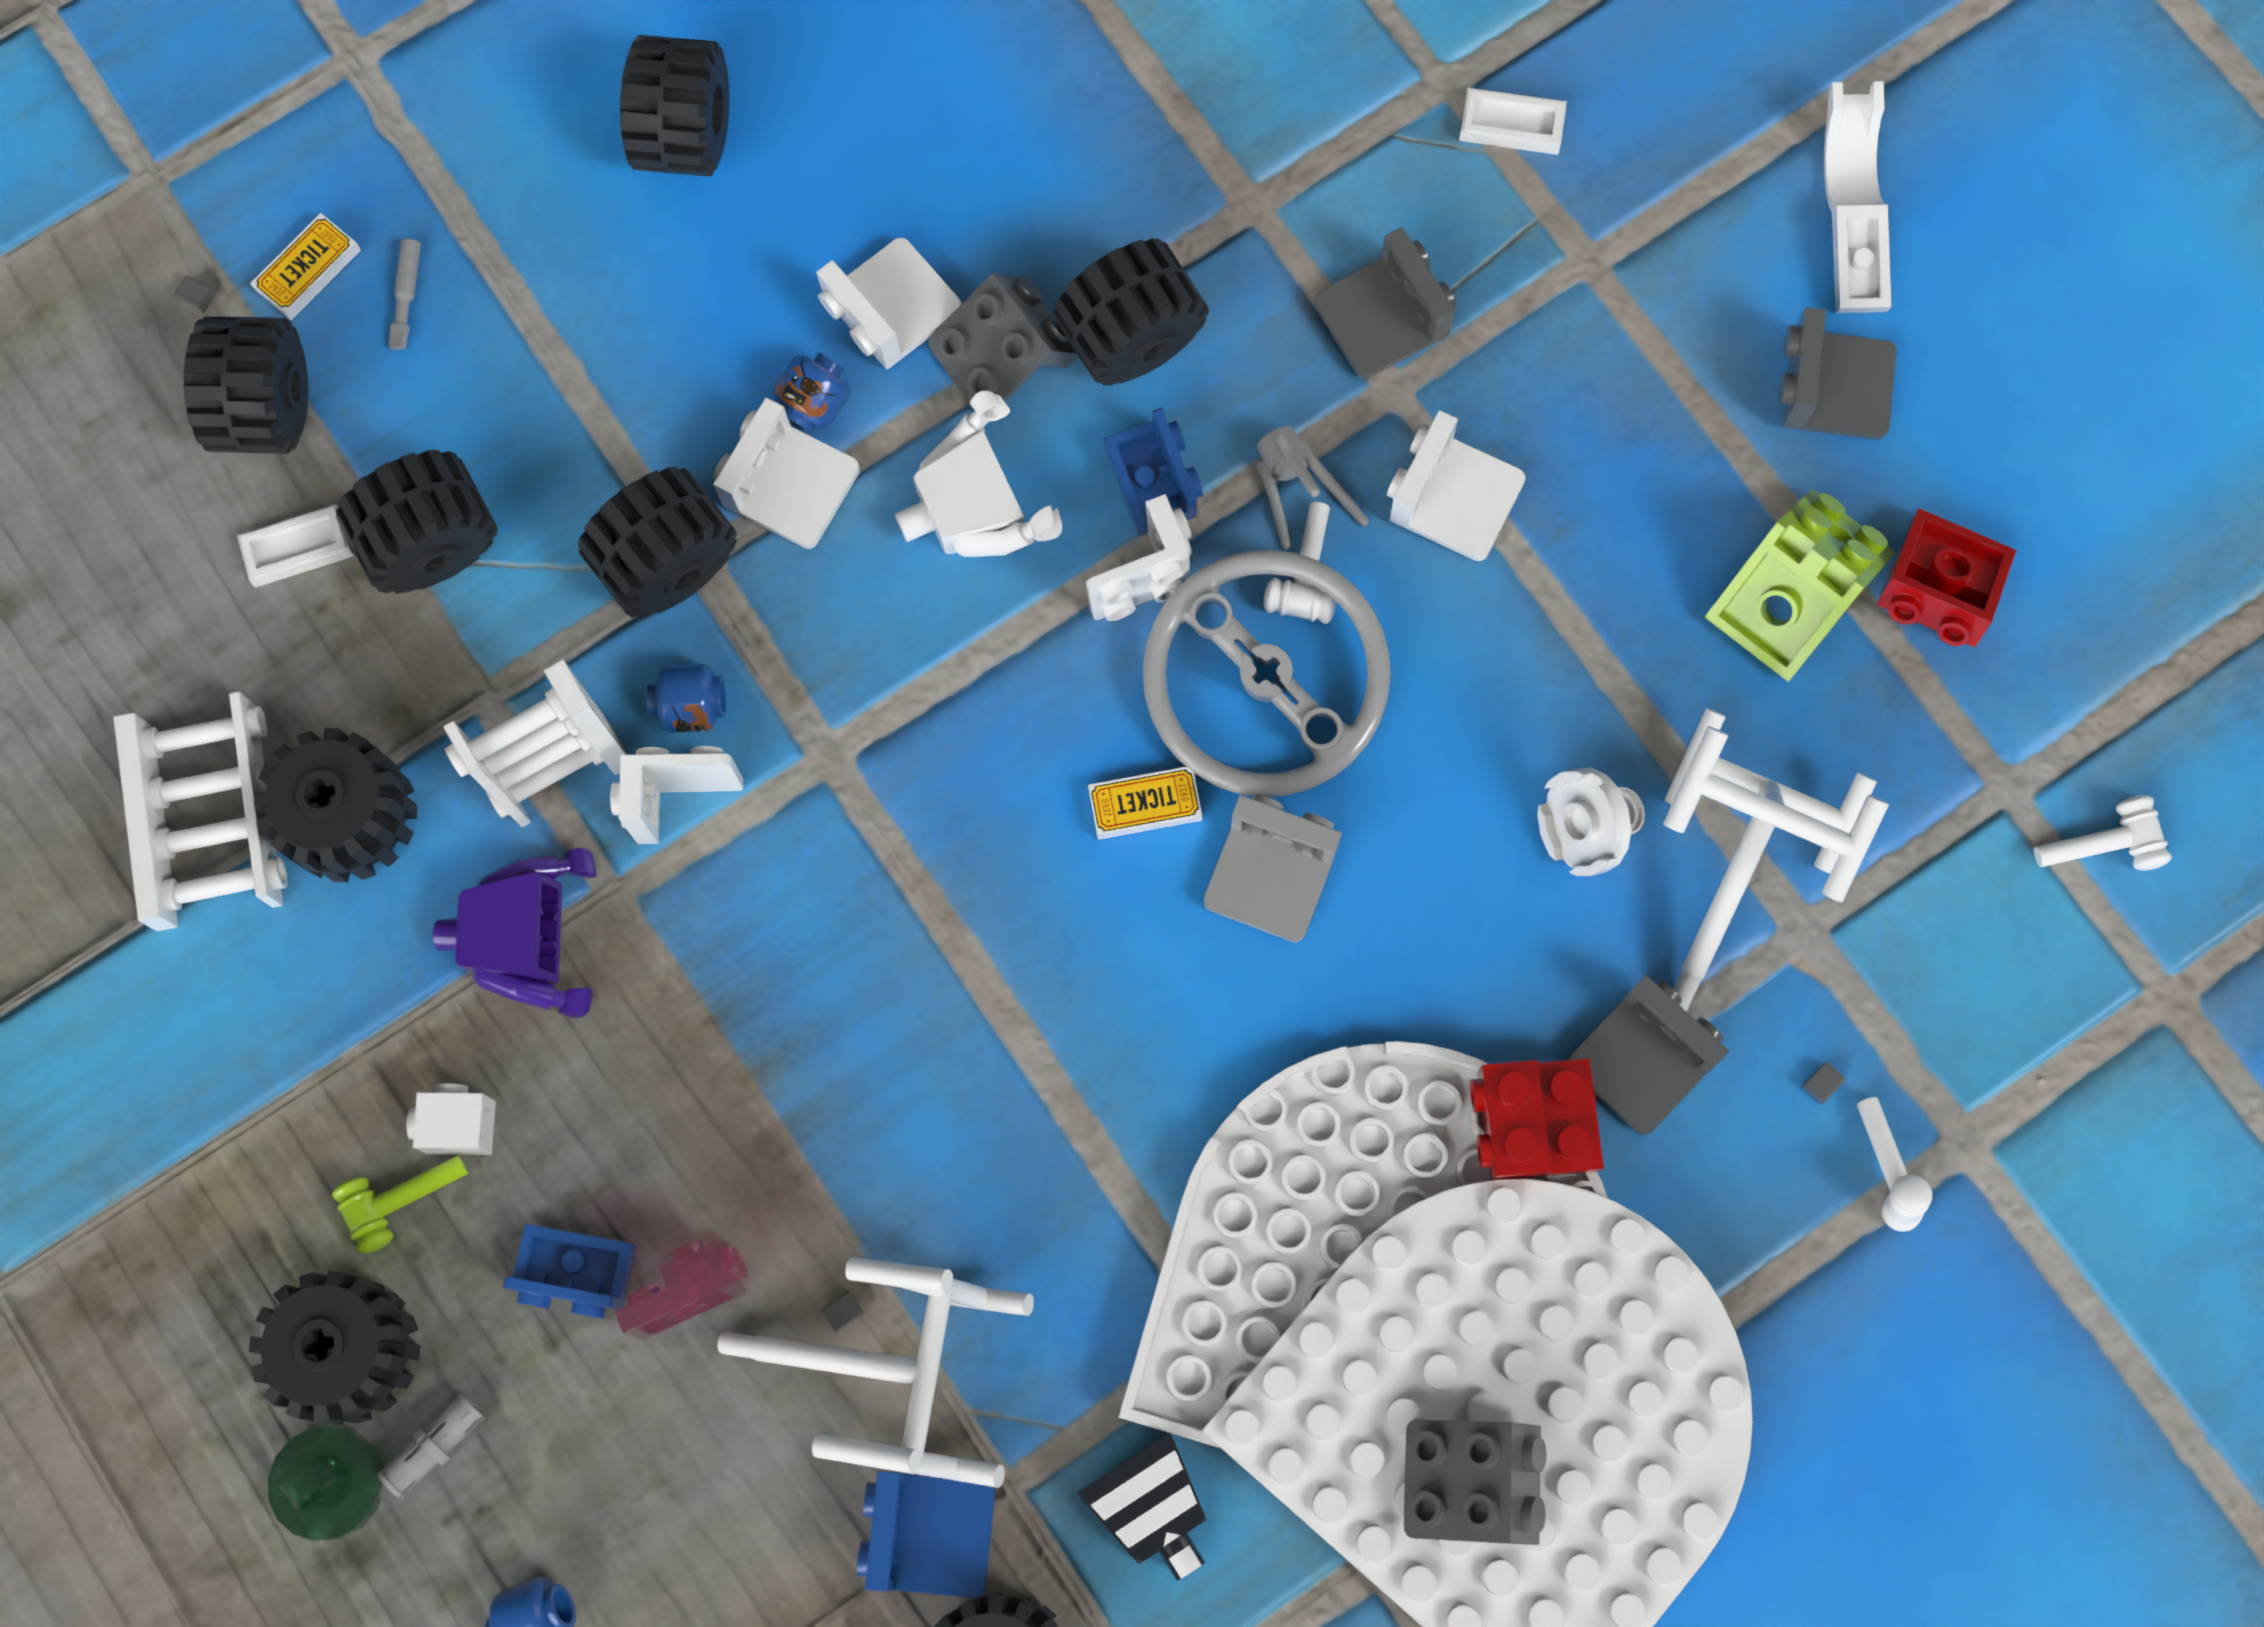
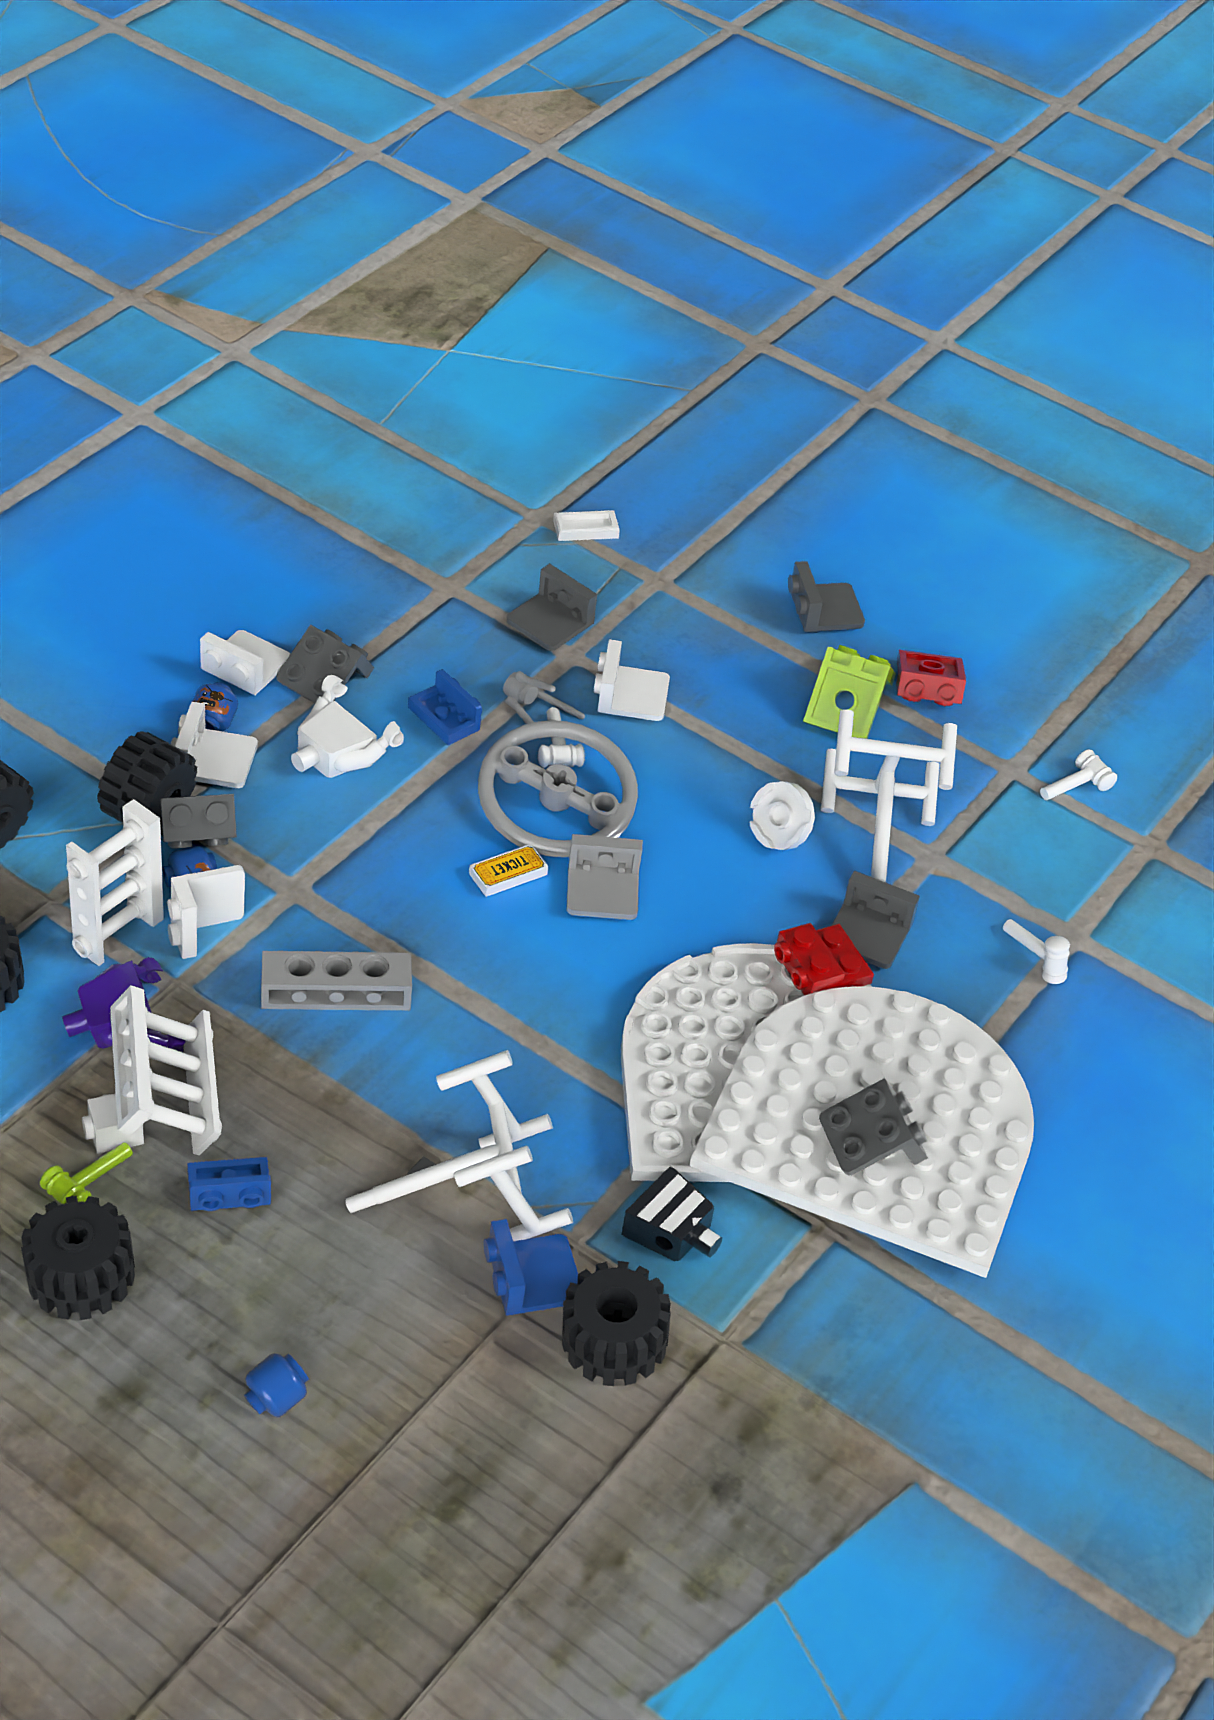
camera: 30 degrees left, 30 degrees down
(325, 1483) = (92, 1351): clear green tile -> none
(431, 1446) = (164, 1307): light grey pin -> none
(478, 1090) = (135, 1077): none -> white fence
(674, 105) = (76, 579): black wheel -> none
(695, 1282) = (319, 1167): clear pink plate -> none
(704, 638) = (198, 818): none -> dark grey bracket
(901, 990) = (336, 980): none -> light grey brick
(1130, 311) = (404, 627): black wheel -> none
(1150, 577) = (463, 750): white bracket -> none
(1824, 1083) = (978, 922): dark grey piece -> none
(1855, 201) = (785, 516): white piece -> none

